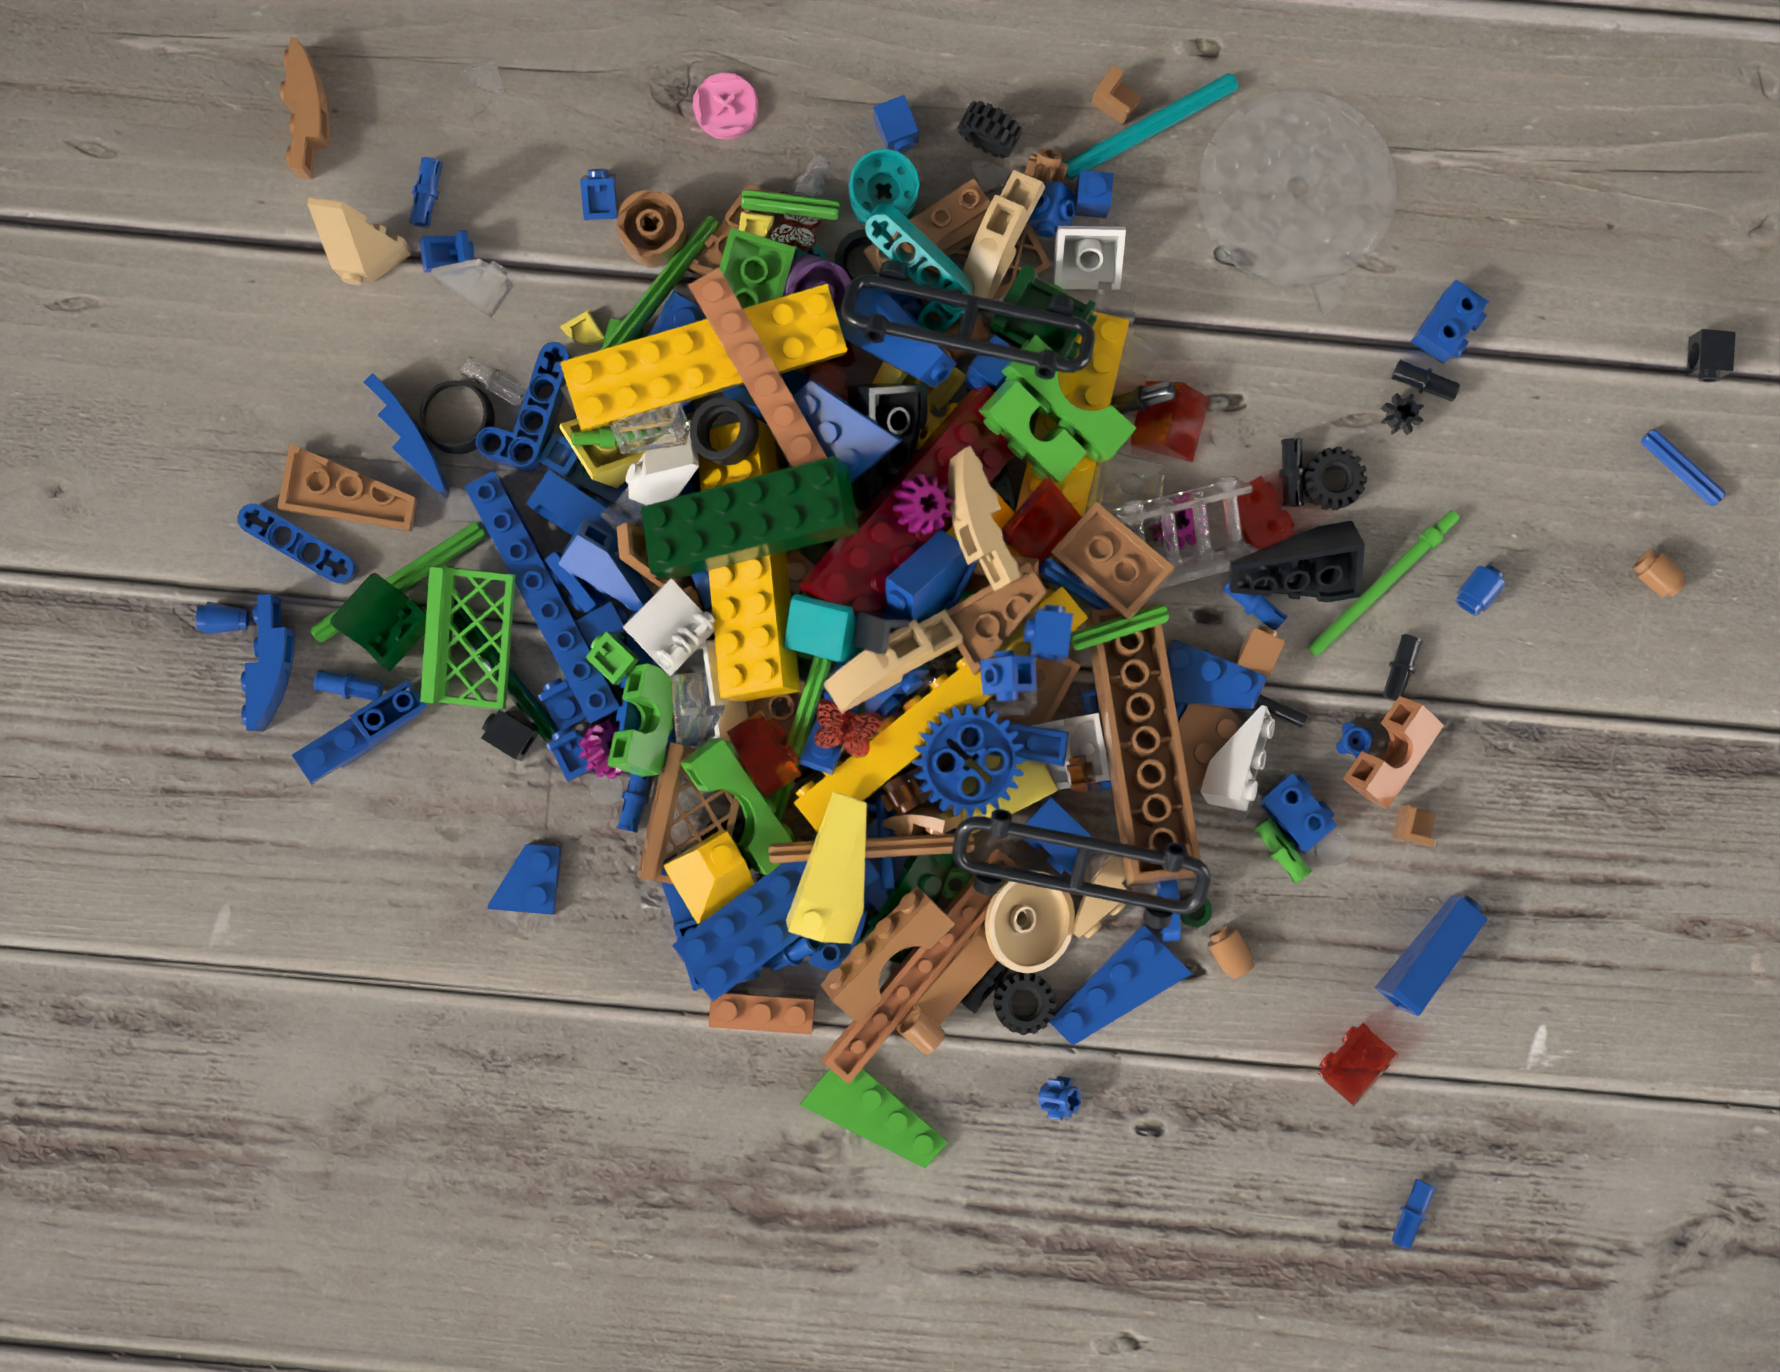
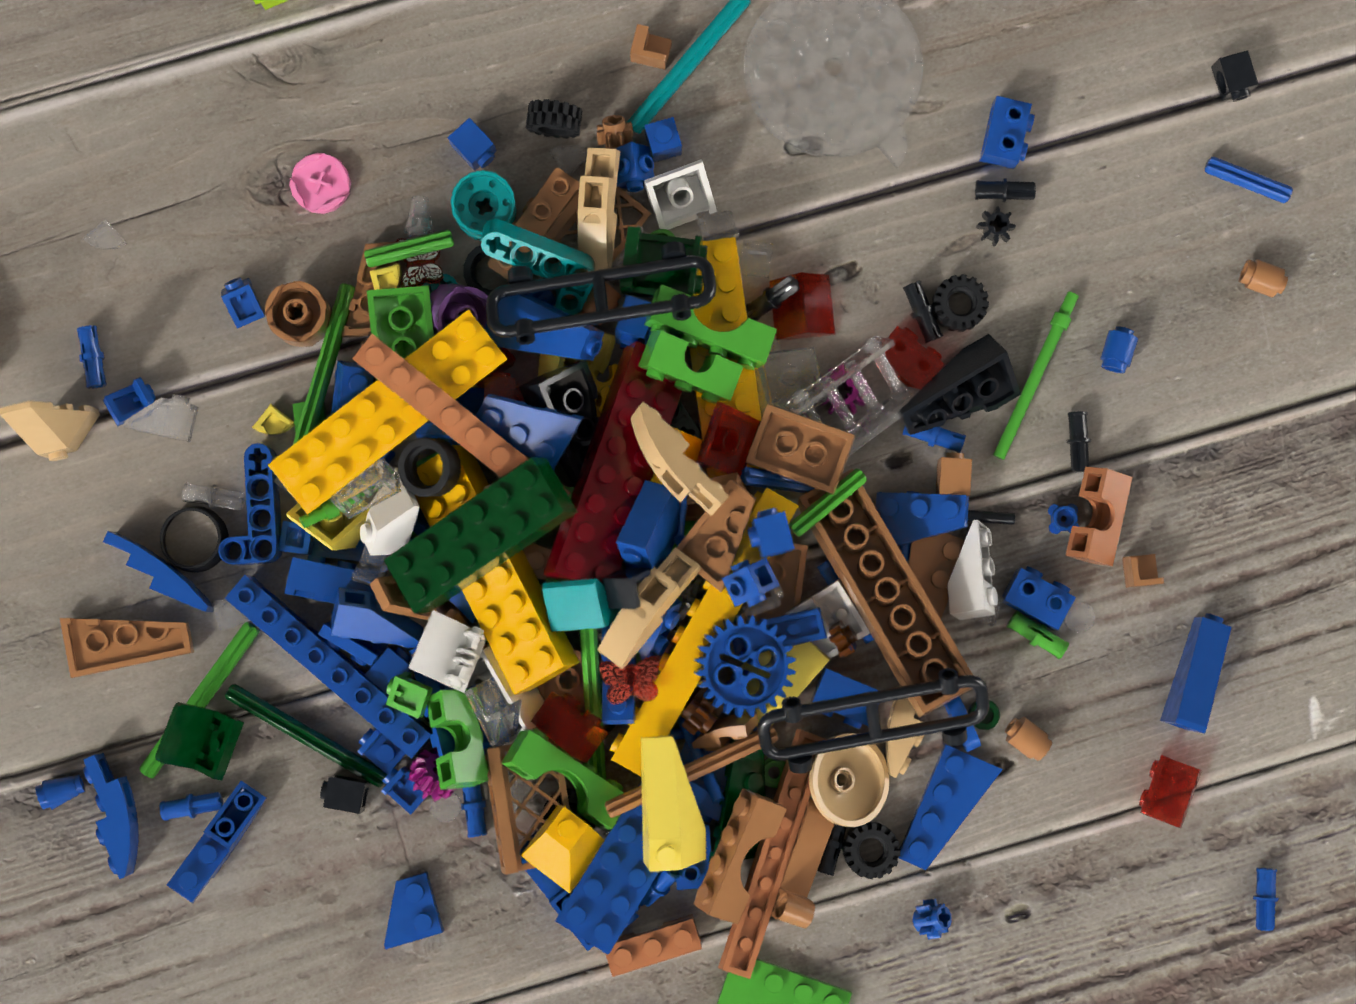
camera: 20 degrees left, 0 degrees up
(297, 544) = (100, 701): blue beam -> none
(439, 640) = (253, 734): bright green fence -> none
(910, 504) = (610, 466): magenta gear -> none

